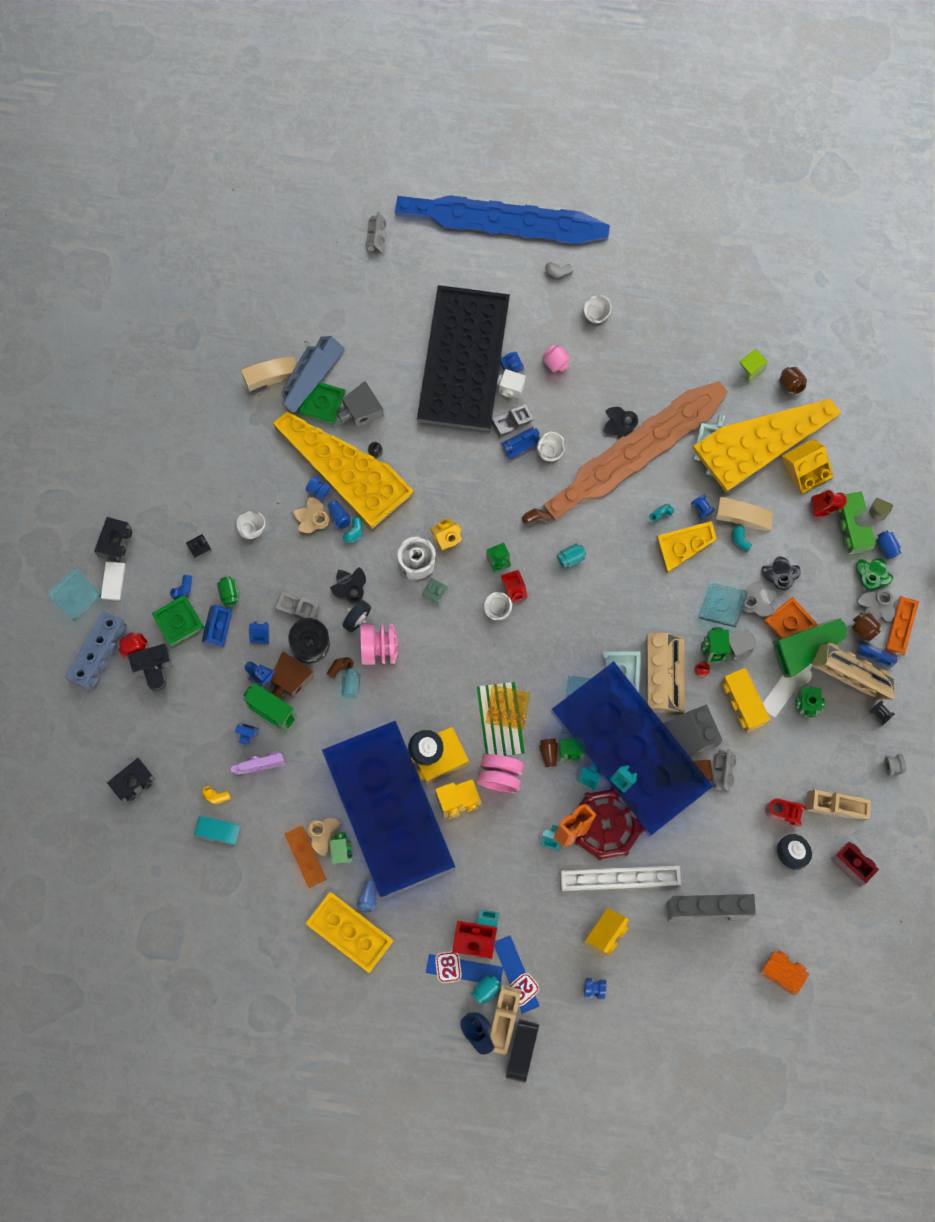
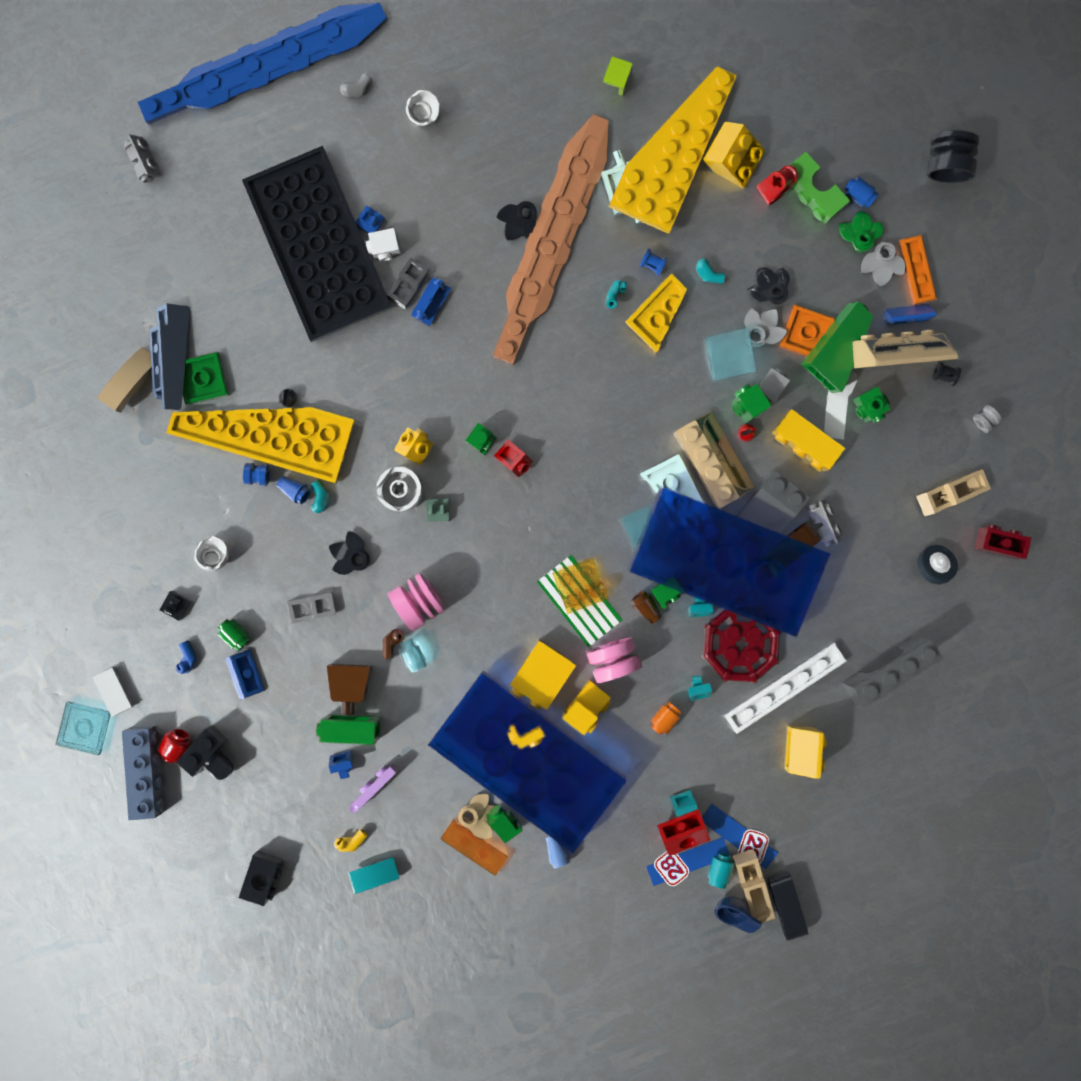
camera: 25 degrees left, 15 degrees up
(111, 529) = (74, 644): black brick -> none
(177, 620) = (202, 693): green plate -> none
(258, 674) = (318, 700): blue hinge -> none
(259, 633) = (291, 658): blue tile -> none
(304, 631) = (336, 648): black wheel -> none
(309, 516) = (265, 508): tan plate -> none
(349, 932) = (560, 894): yellow plate -> none
(356, 616) = (377, 585): black wheel -> none
(360, 406) = (244, 360): dark grey torso -> none
(403, 788) = (529, 738): none -> yellow bracket
(425, 747) = (527, 680): black wheel -> none
(497, 606) = (510, 490): white hair -> none
(513, 845) = (665, 718): none -> orange brick
(535, 515) = (490, 372): reddish brown arm -> none
(550, 446) = (463, 289): white hair -> none
(556, 358) = (413, 189): bright pink head -> none
(571, 555) = (552, 393): teal brick -> none
(574, 825) = (717, 670): orange brick -> none
(595, 989) = (821, 809): blue wheel -> none
(623, 779) = (741, 601): teal tile -> none
(744, 514) = (699, 246): tan slope -> none
(784, 972) = (991, 687): orange brick -> none
(789, 811) = (910, 529): red piece -> none
(793, 380) = (668, 68): reddish brown head -> none
(866, 626) = (885, 293): reddish brown head -> none
(880, 509) = (832, 158): olive brick -> none

